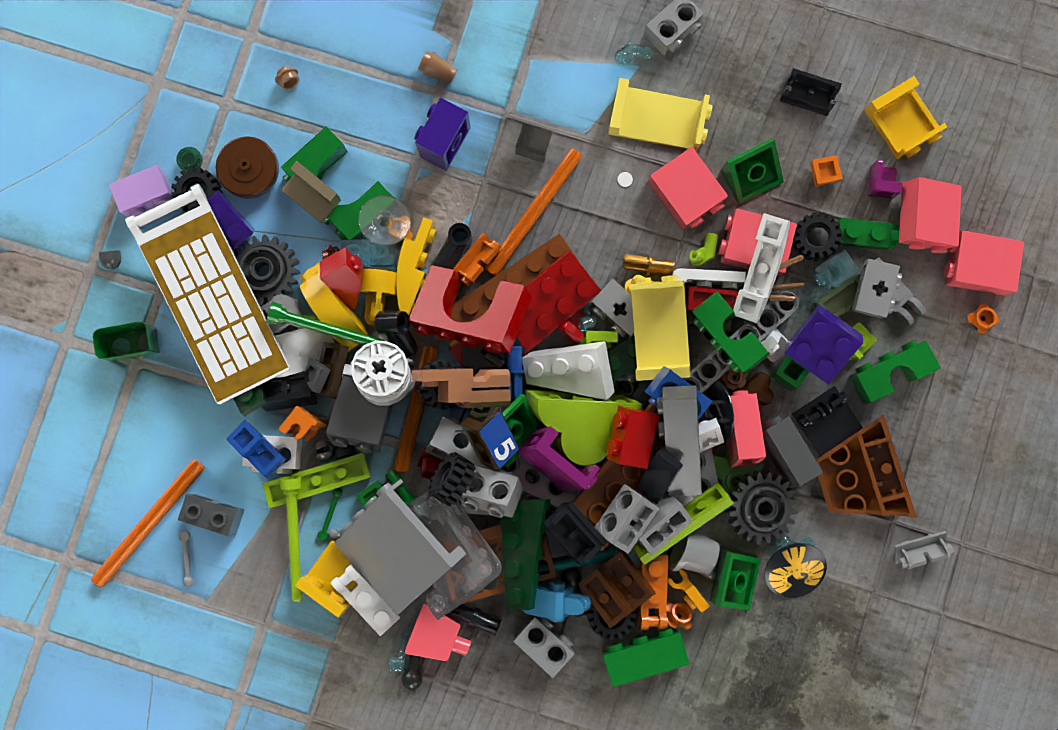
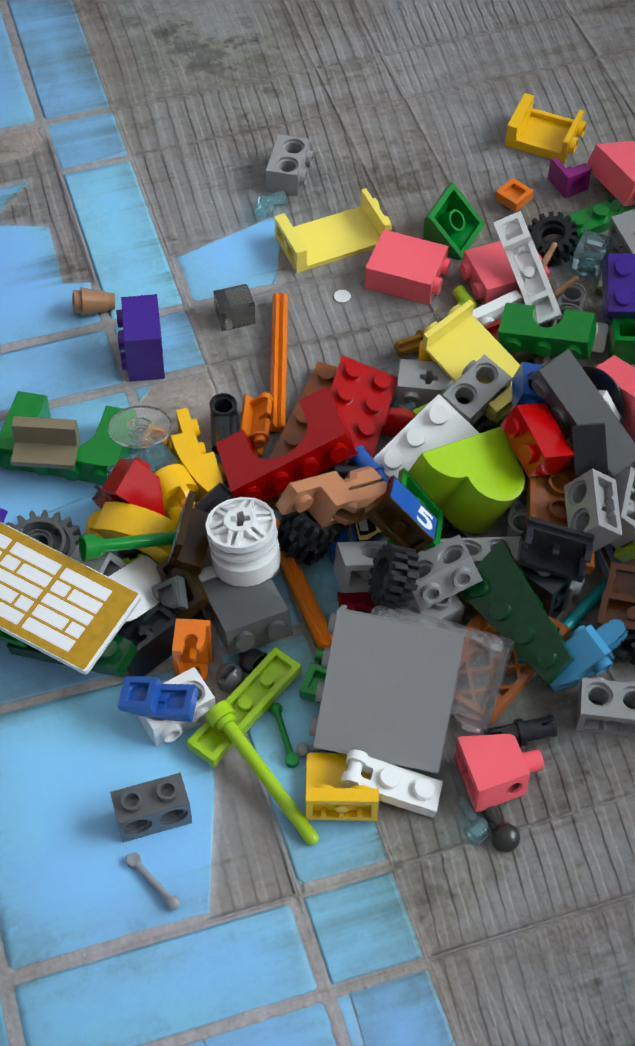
camera: 35 degrees left, 30 degrees down
(147, 523) = (79, 875): orange axle -> none
(344, 349) = (190, 538): none -> dark brown panel
(552, 465) = (483, 507): magenta panel -> none
(637, 359) = (476, 392): none -> light grey brick
(810, 92) = (448, 150): black hinge -> none

